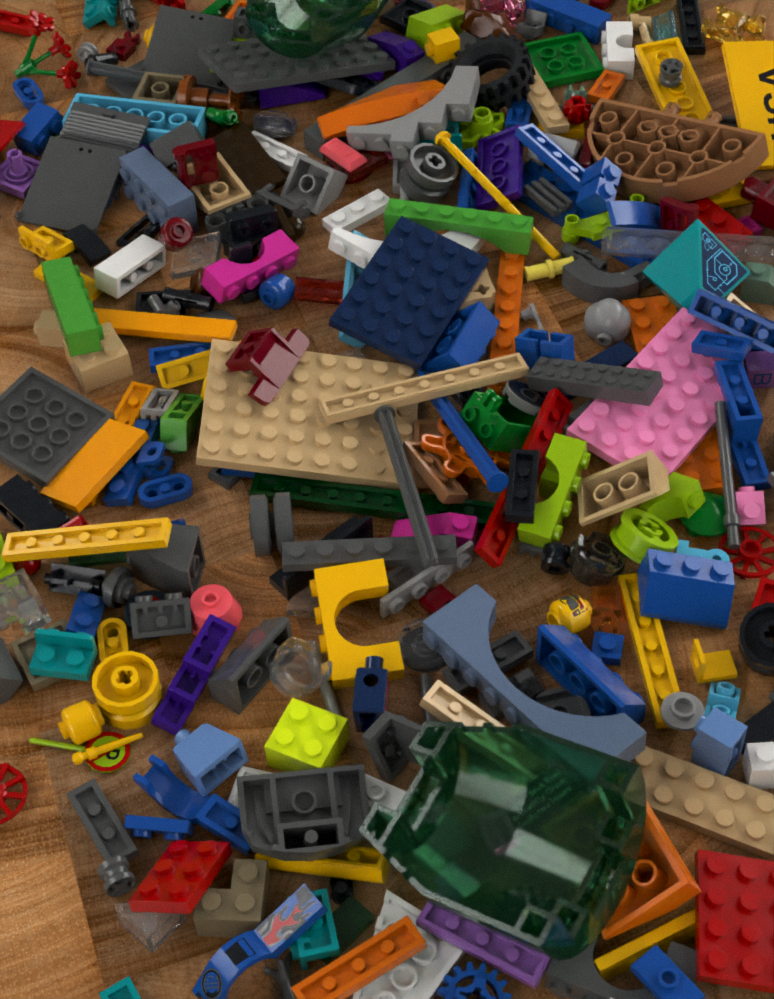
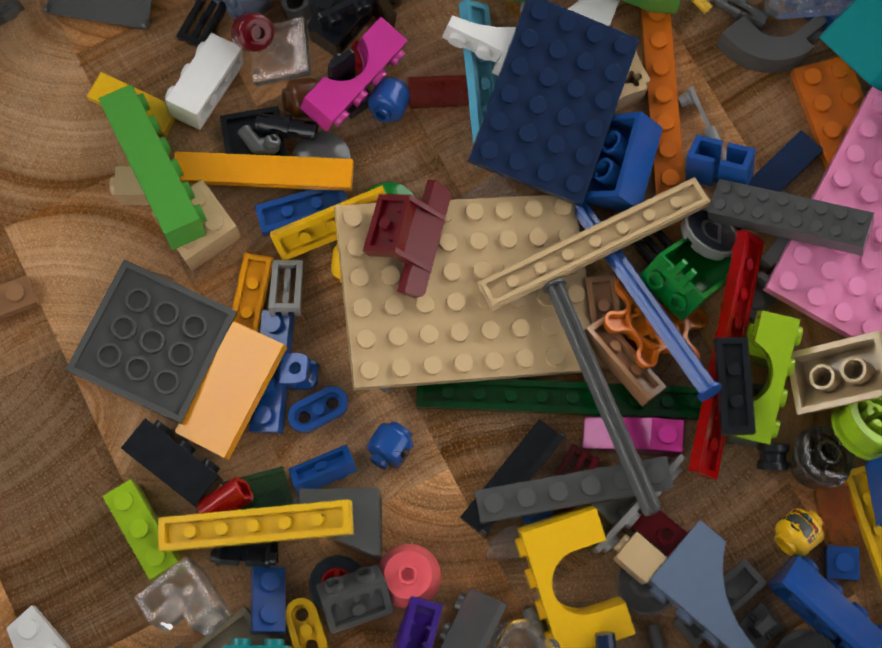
camera: 10 degrees left, 25 degrees up
(45, 242) = (93, 53): yellow bracket -> none
(88, 244) = (143, 47): black slope -> none
(118, 587) = (297, 559): dark grey plate -> none
(181, 422) = (316, 308): bright green slope -> none
(220, 519) = (390, 445): none -> blue head
(270, 524) = (456, 455): dark grey wheel -> none
(413, 610) = (638, 557): none -> tan brick
(547, 269) = (702, 29): light yellow pin -> none
(607, 321) = (782, 105): light grey plant -> none

